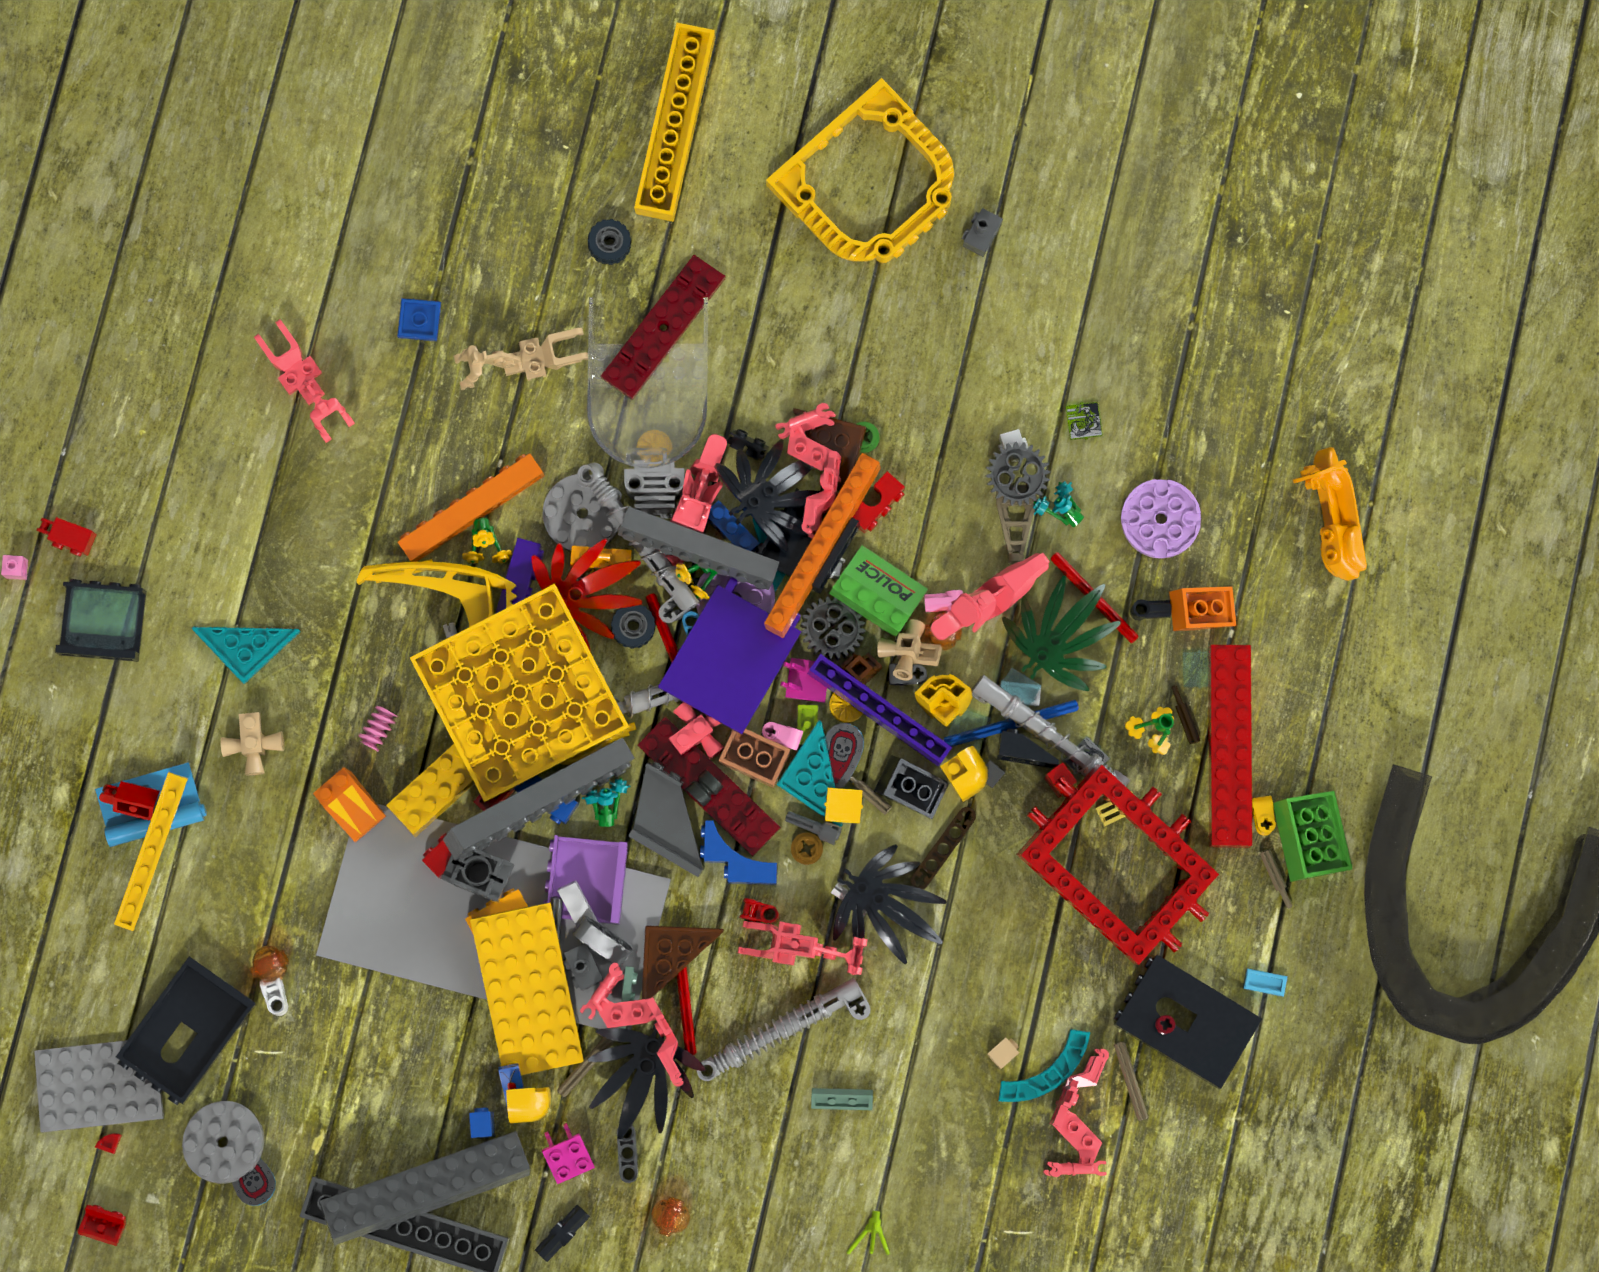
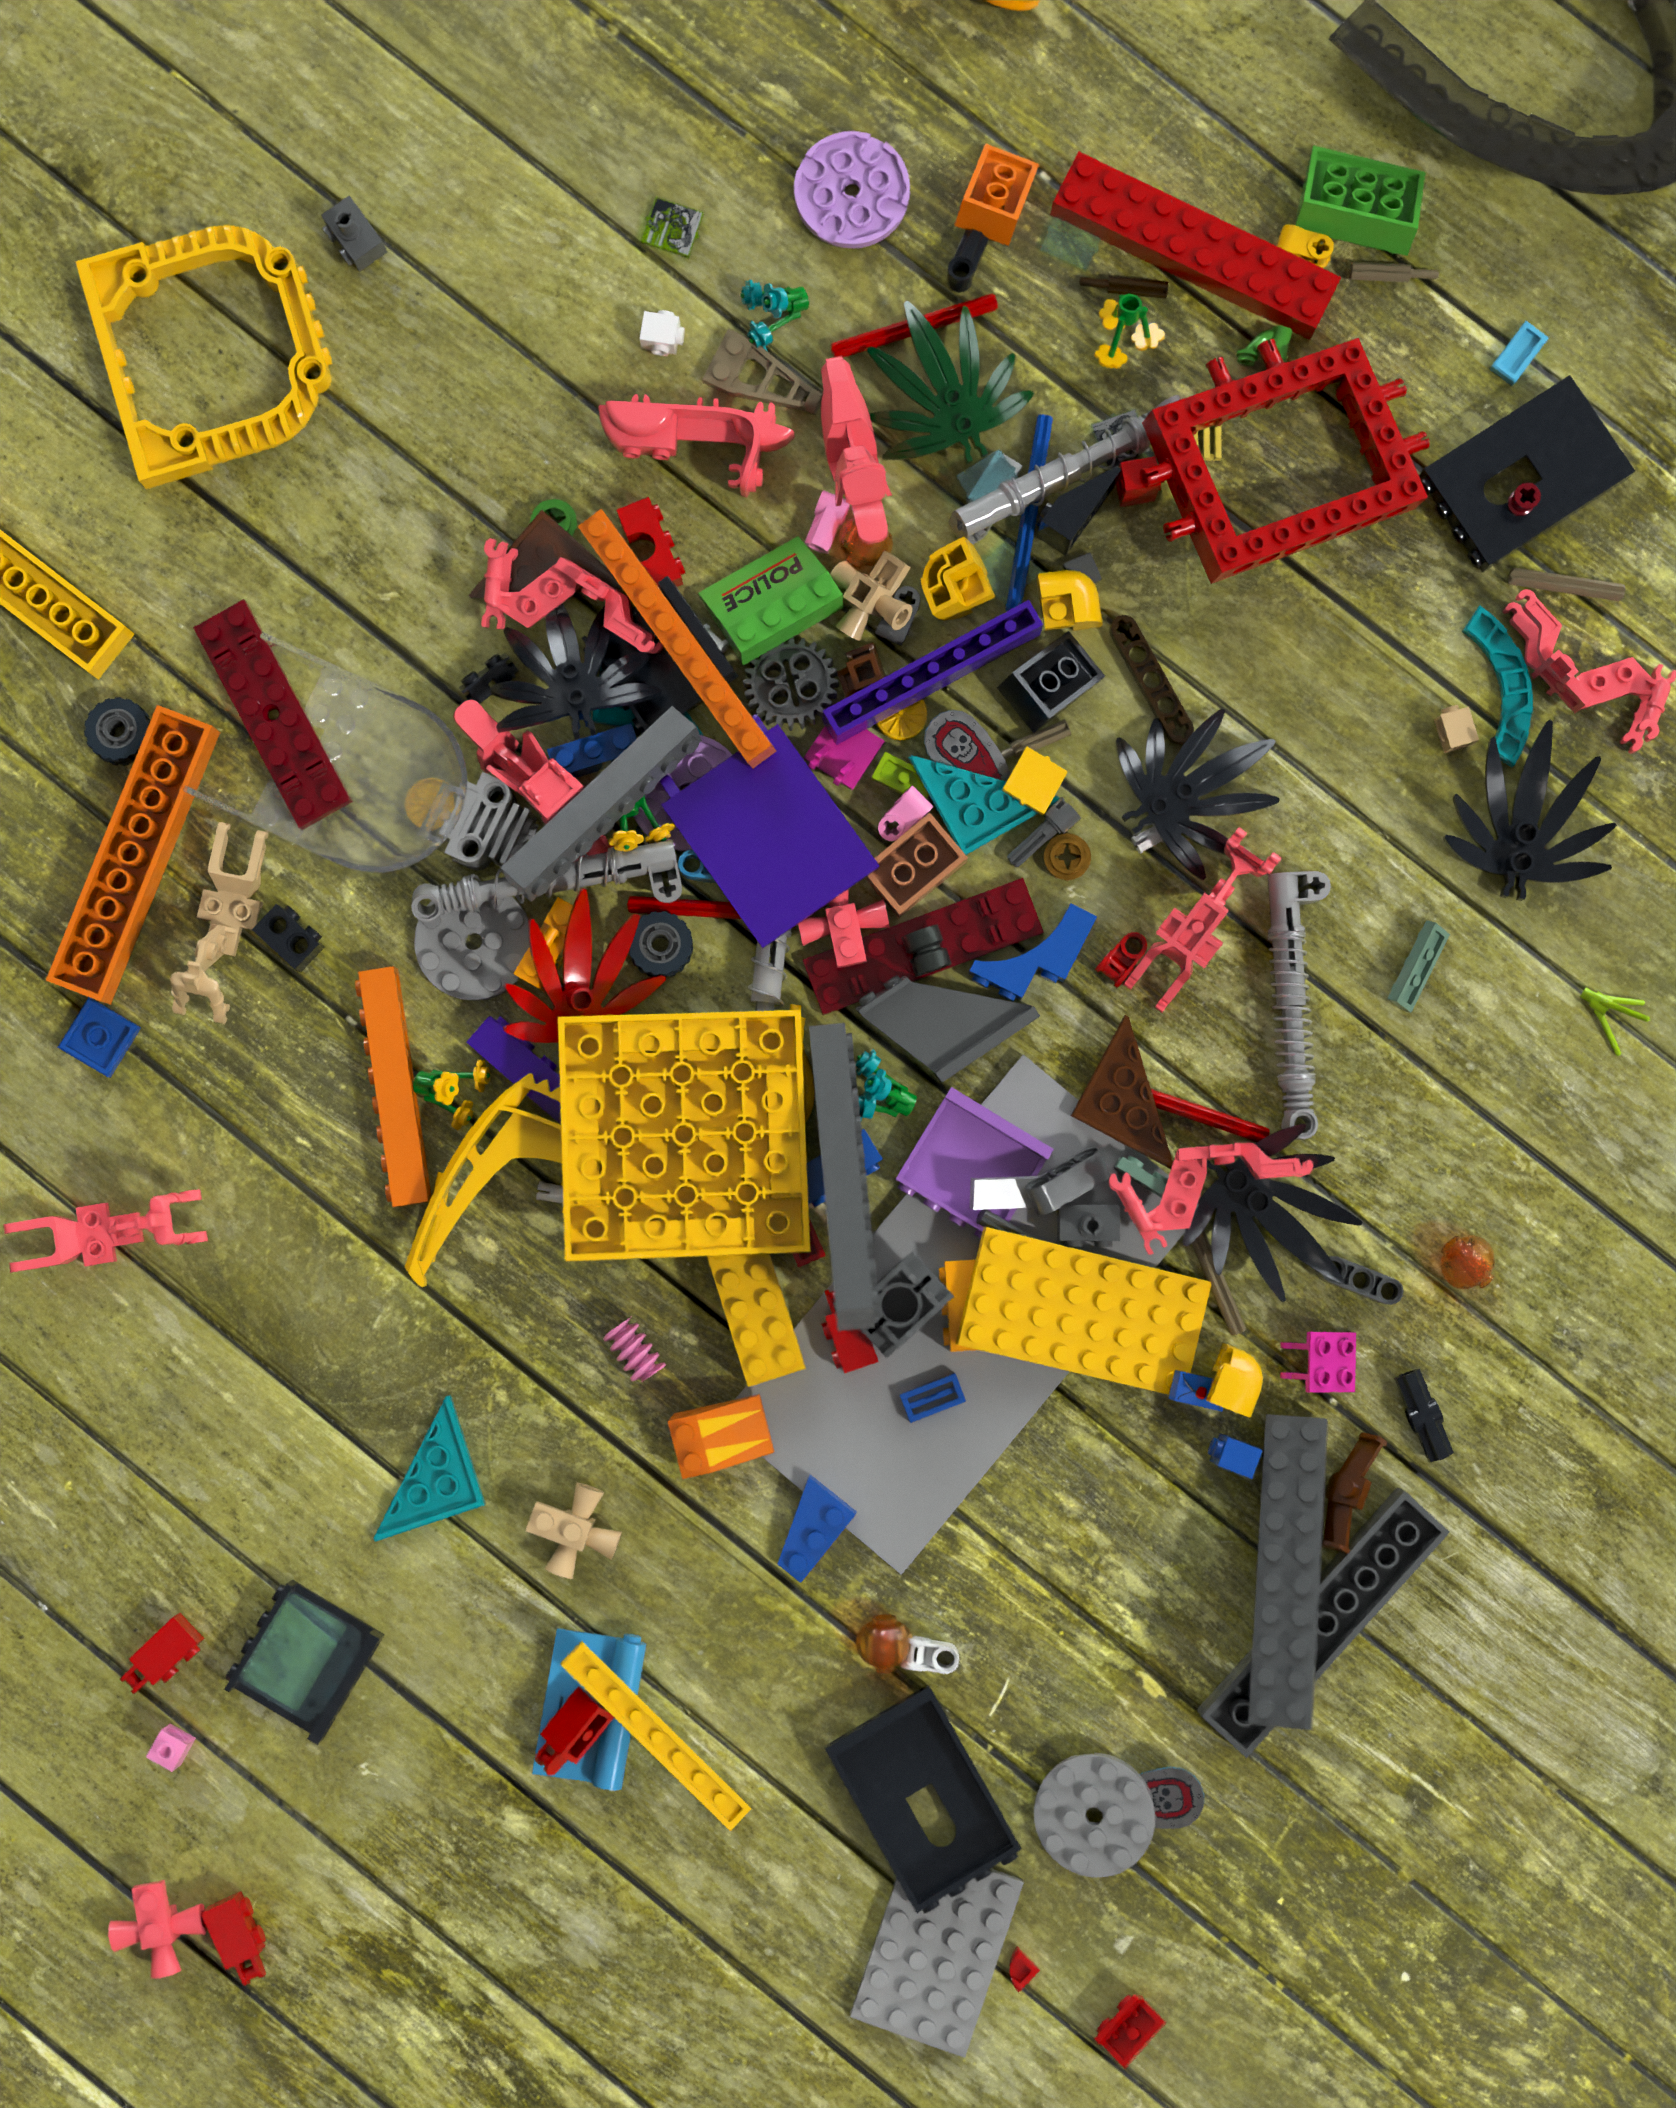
camera: 65 degrees left, 5 degrees up
(319, 888) = (815, 1527): none -> blue wing
(422, 924) = (909, 1406): none -> blue tile
(493, 1206) = (1349, 1491): none -> reddish brown plate
(527, 401) = (285, 942): none -> black brick
(537, 286) = (133, 855): none -> orange brick
(948, 473) = (655, 427): none -> coral piece
(949, 1128) = (1521, 845): none -> black plant
(1033, 482) = (683, 354): dark grey gear -> none
(1195, 828) = (1282, 339): none -> bright green plant

